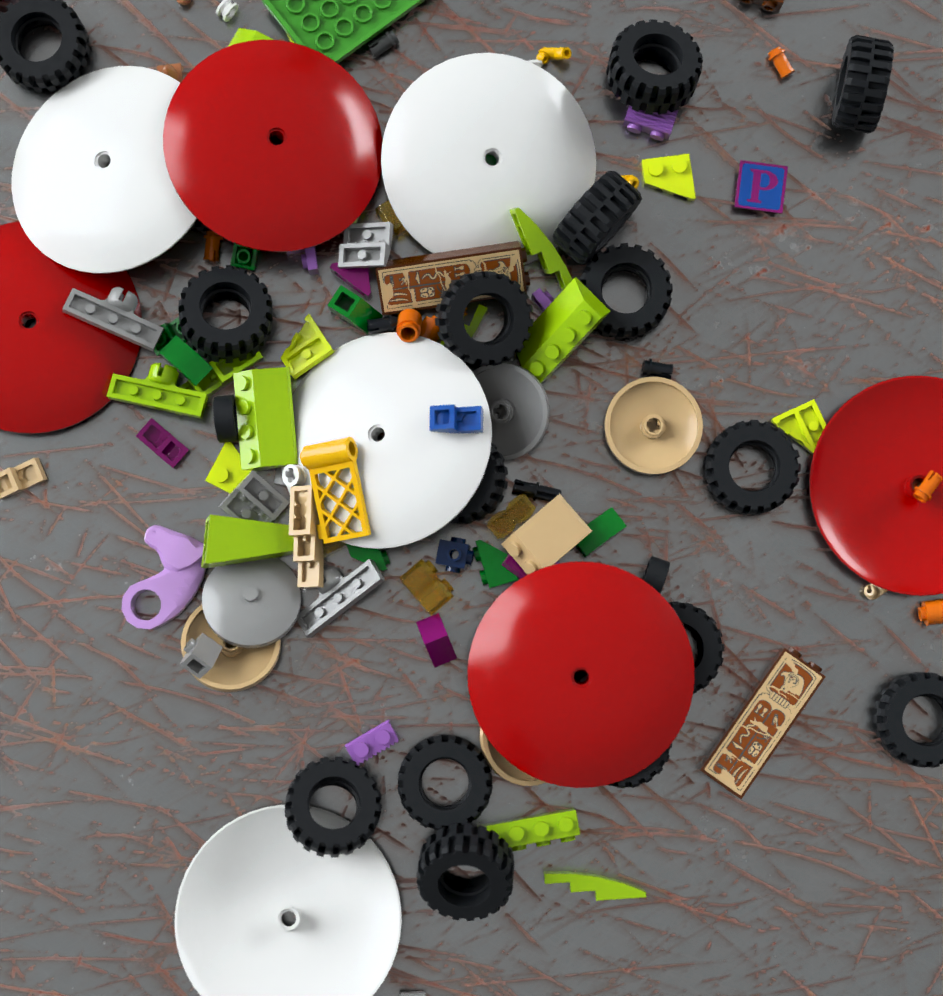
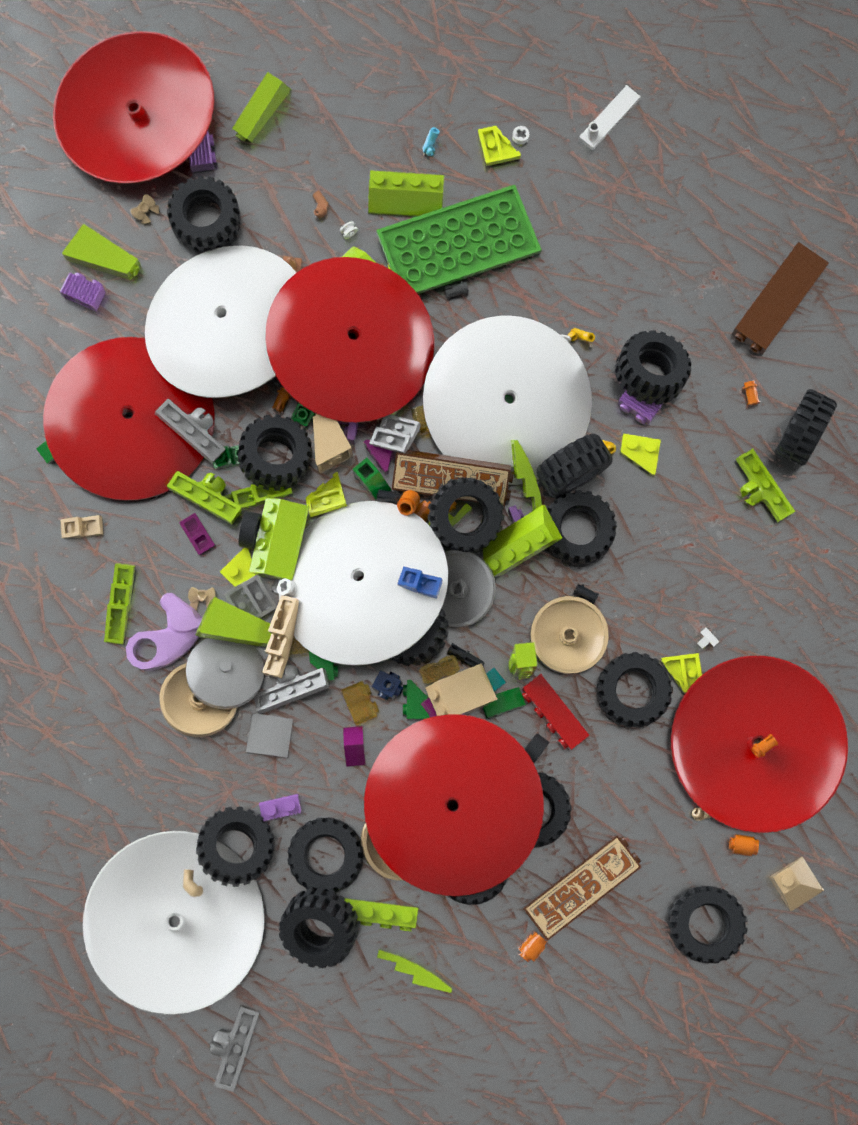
camera: 20 degrees right, 5 degrees down
(95, 557) = (119, 603): none -> lime slope
(185, 360) = (234, 477): green slope -> none
(186, 518) = (200, 595): none -> tan piece
(200, 655) = (173, 700): light grey brick -> none
(290, 282) = (330, 443): none -> tan slope
(293, 870) = (190, 886): none -> tan arm
(329, 457) = (319, 582): yellow piece -> none
(330, 659) = (269, 735): none -> light grey slope
(580, 506) = (495, 679): none -> teal slope
(610, 475) = (523, 660): none -> lime brick
(665, 524) = (555, 712): none -> red brick
(725, 811) = (532, 947): none -> orange brick
(761, 186) = (707, 481): piece -> none
(819, 378) = (708, 638): none -> white tile
(829, 173) = (763, 486): none -> lime plate

